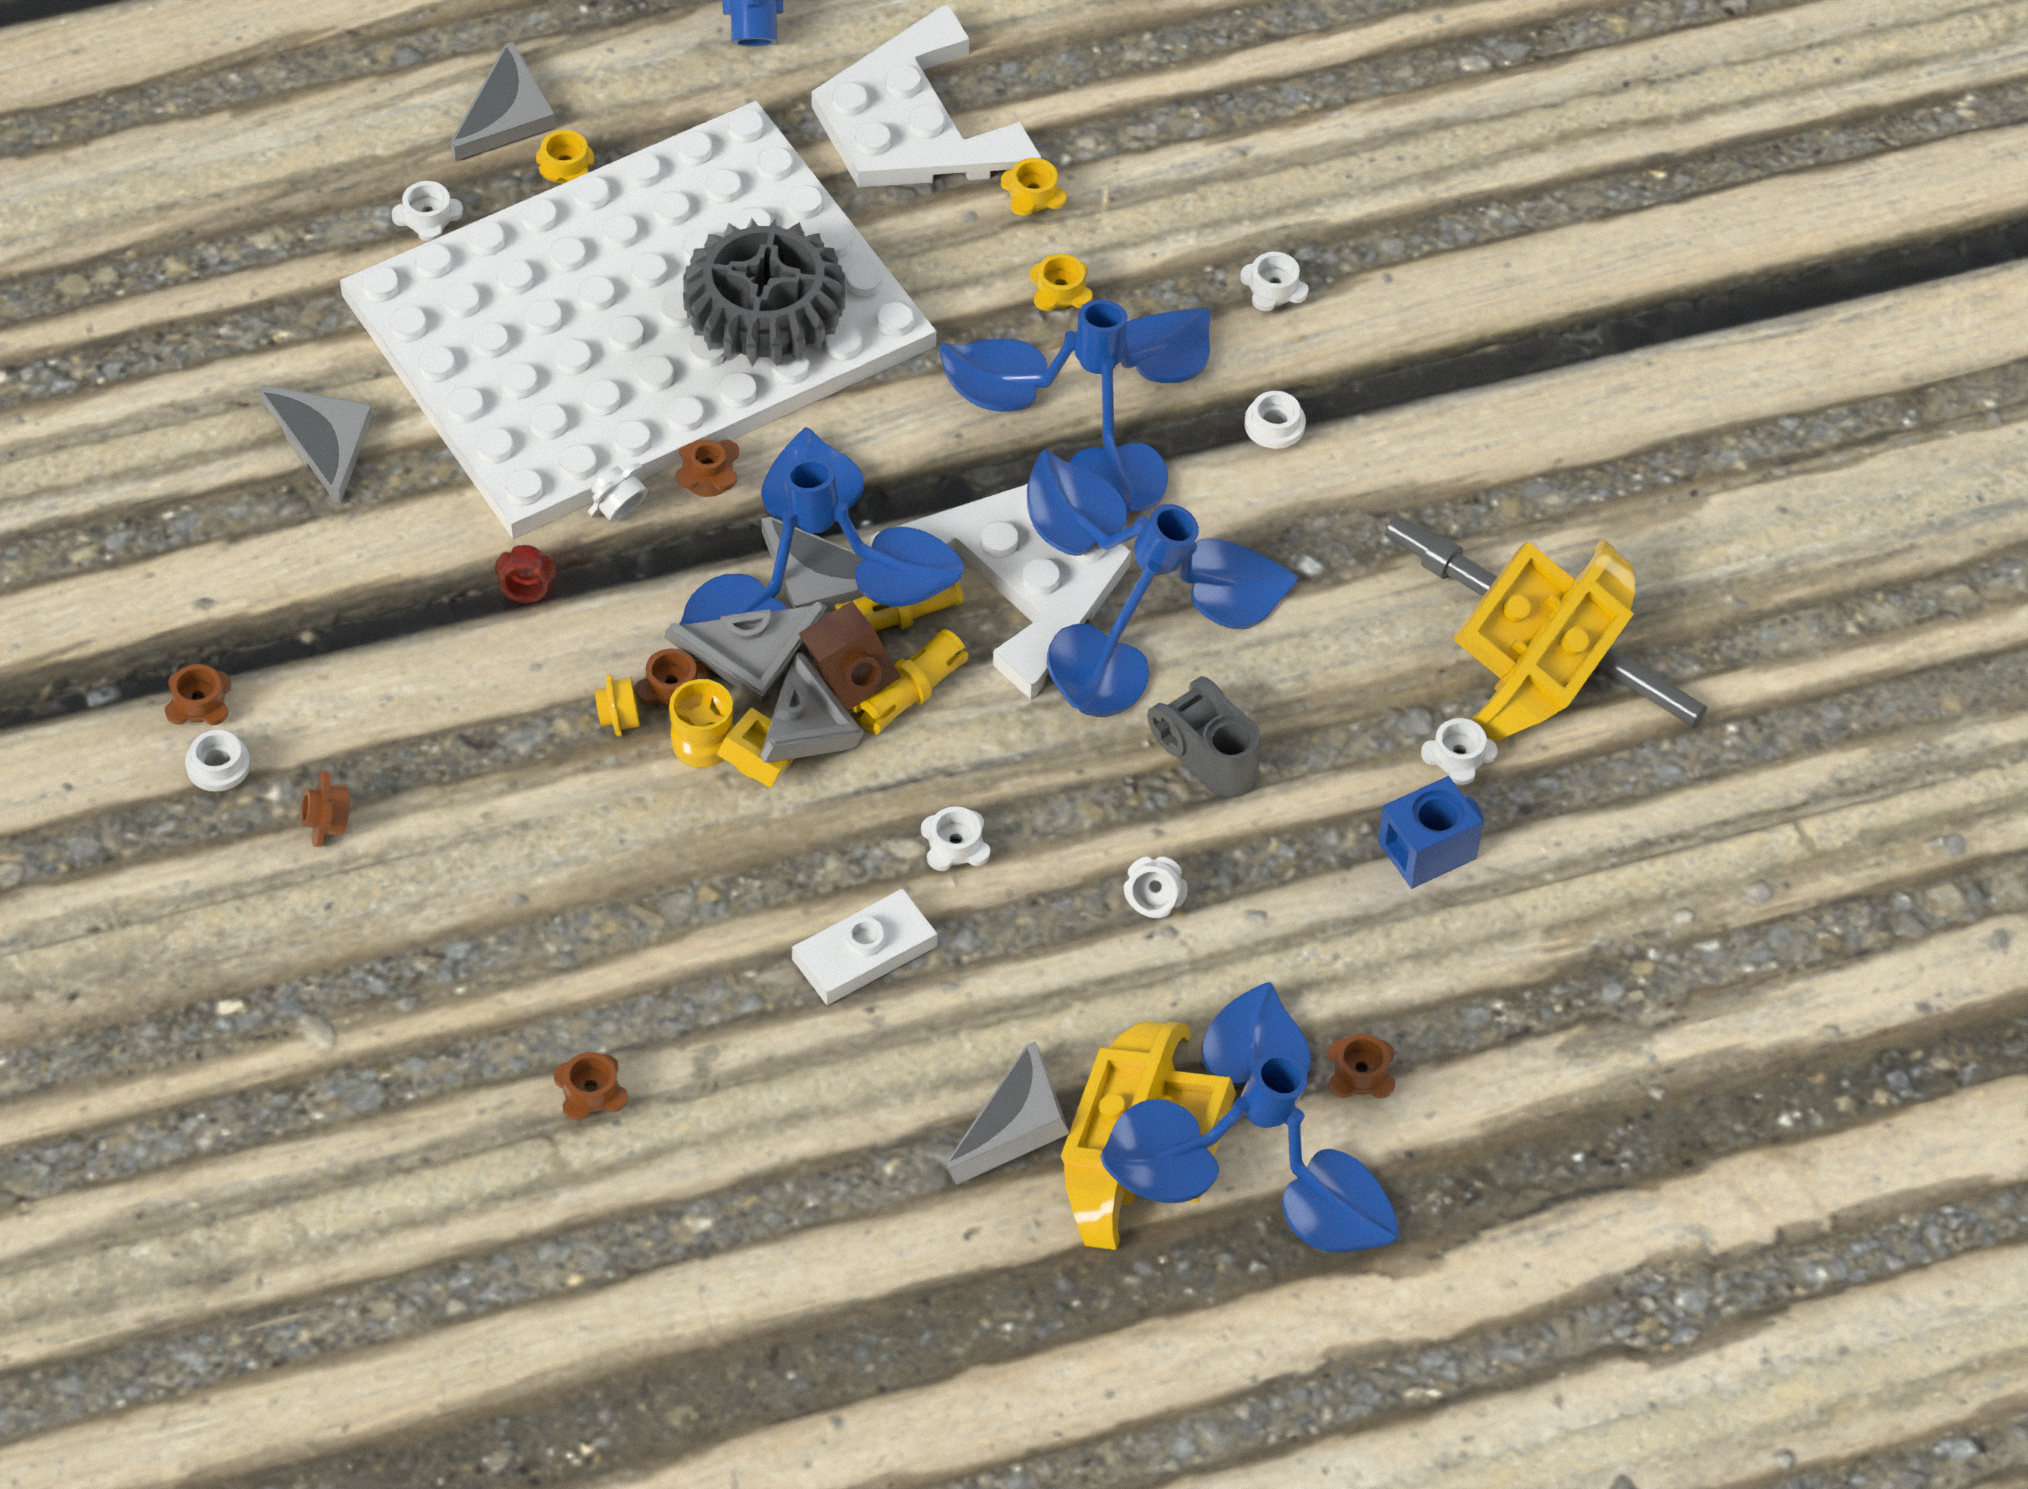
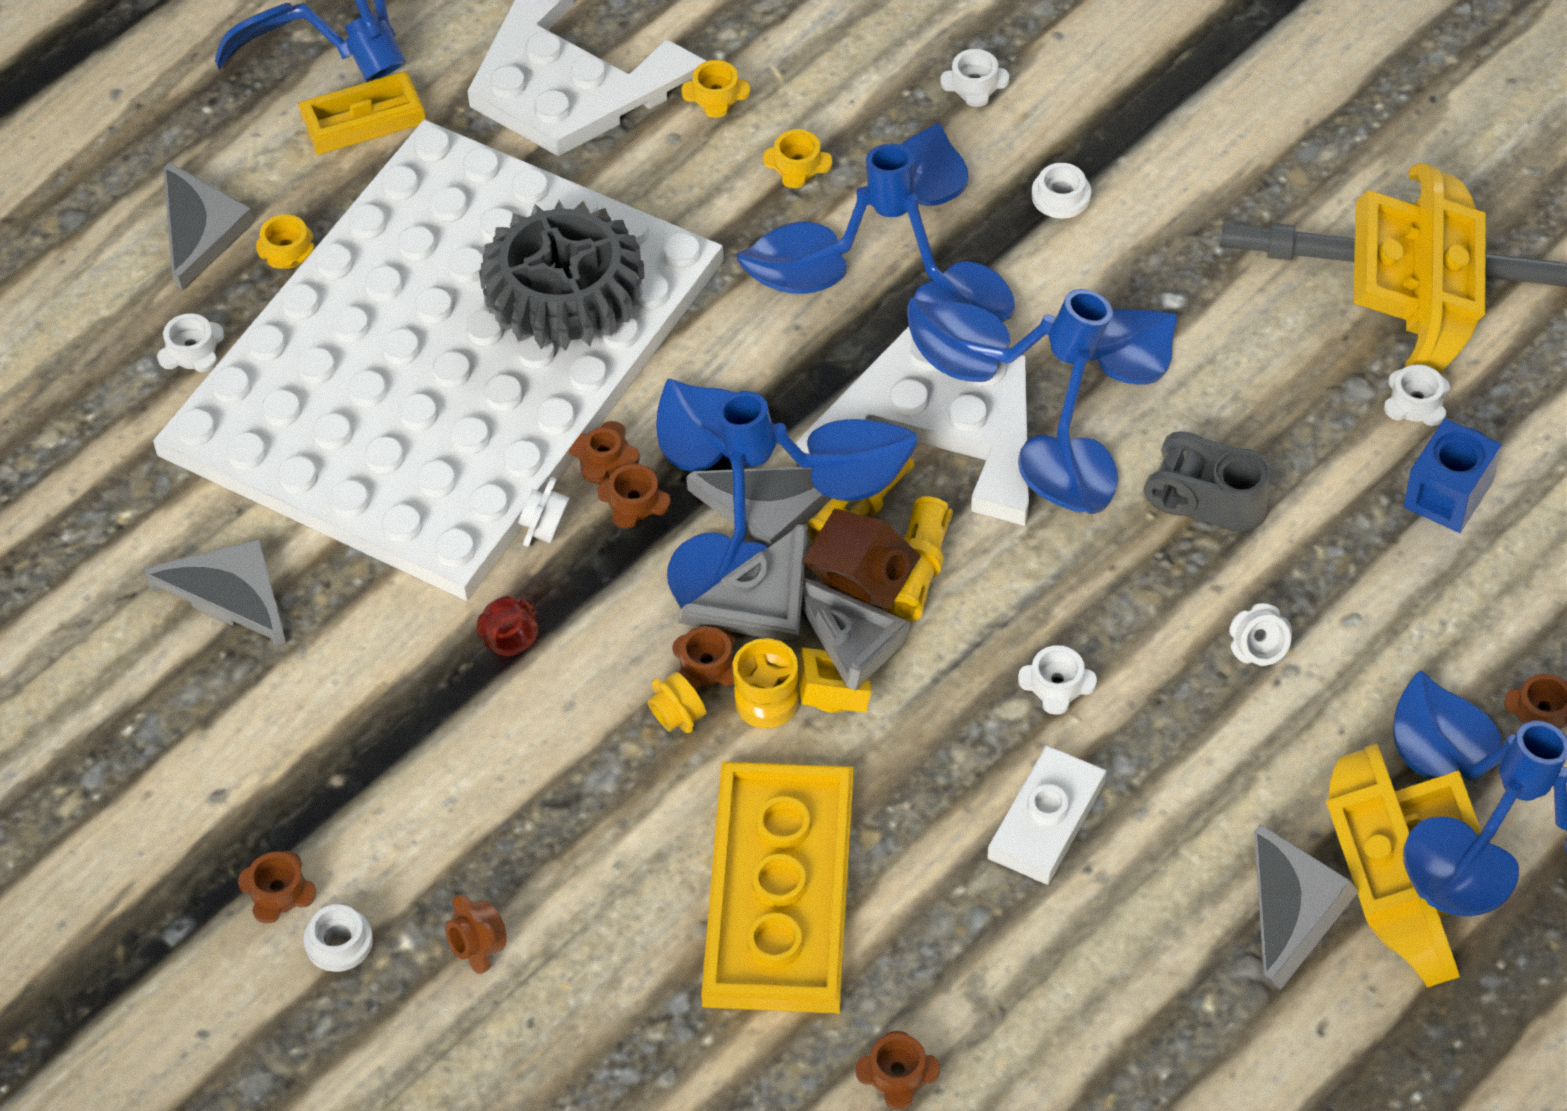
camera: 25 degrees left, 0 degrees up
(601, 895) = (778, 888): none -> yellow tile
(703, 501) = (628, 482): none -> dark orange plate
(708, 77) = (363, 119): none -> yellow tile

